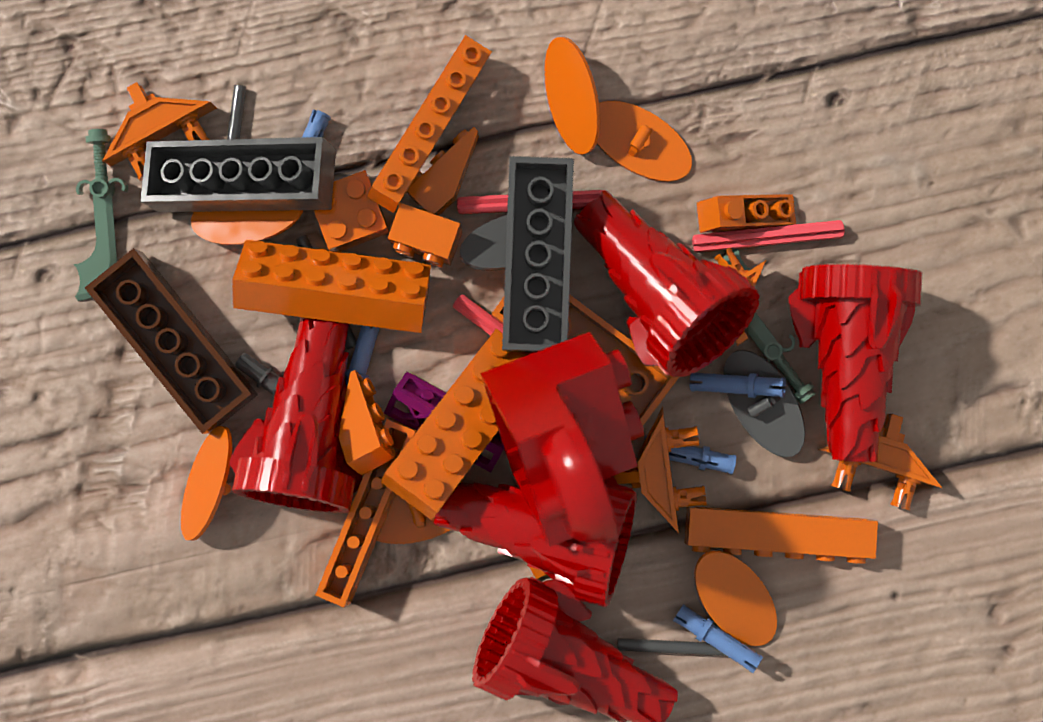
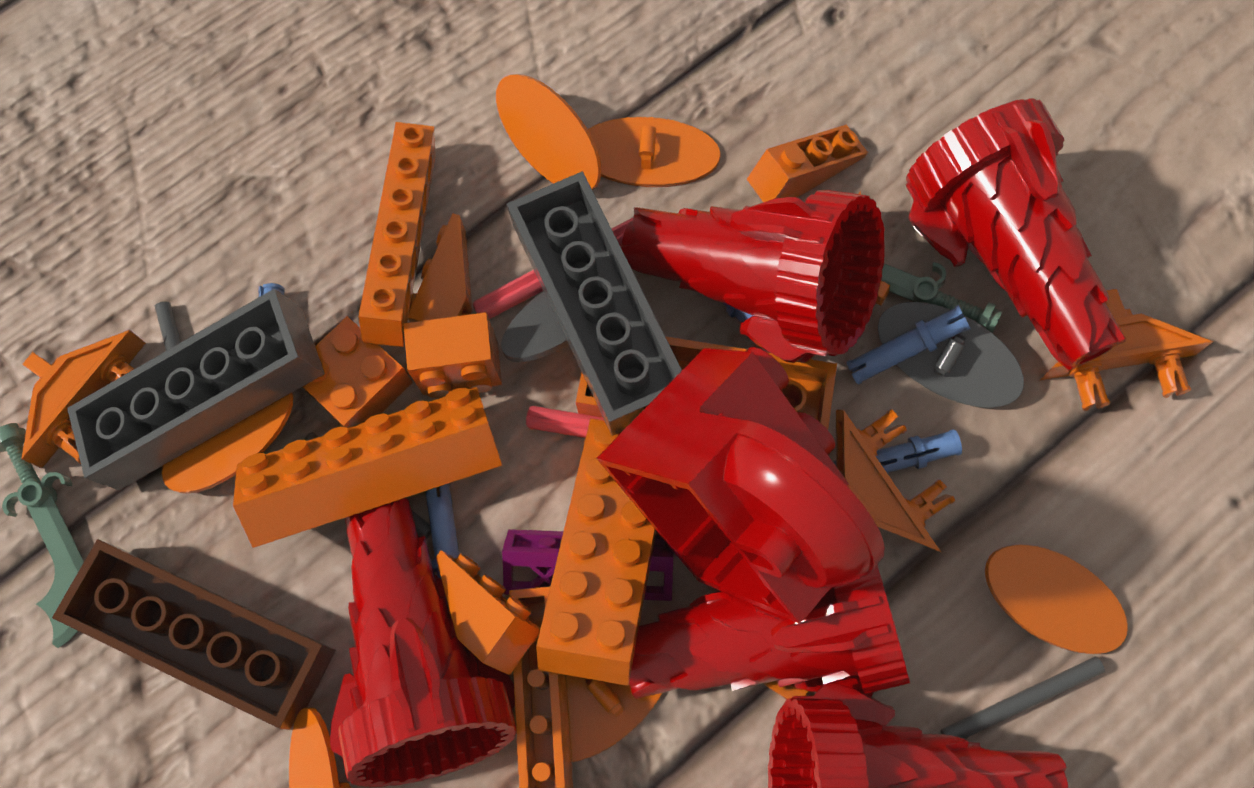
camera: 20 degrees left, 15 degrees down
(263, 376) = (321, 620): dark grey axle -> none
(718, 638) = (1068, 662): medium blue pin -> none
(768, 236) = (869, 162): coral axle -> none
(781, 533) = (1059, 492): orange brick -> none

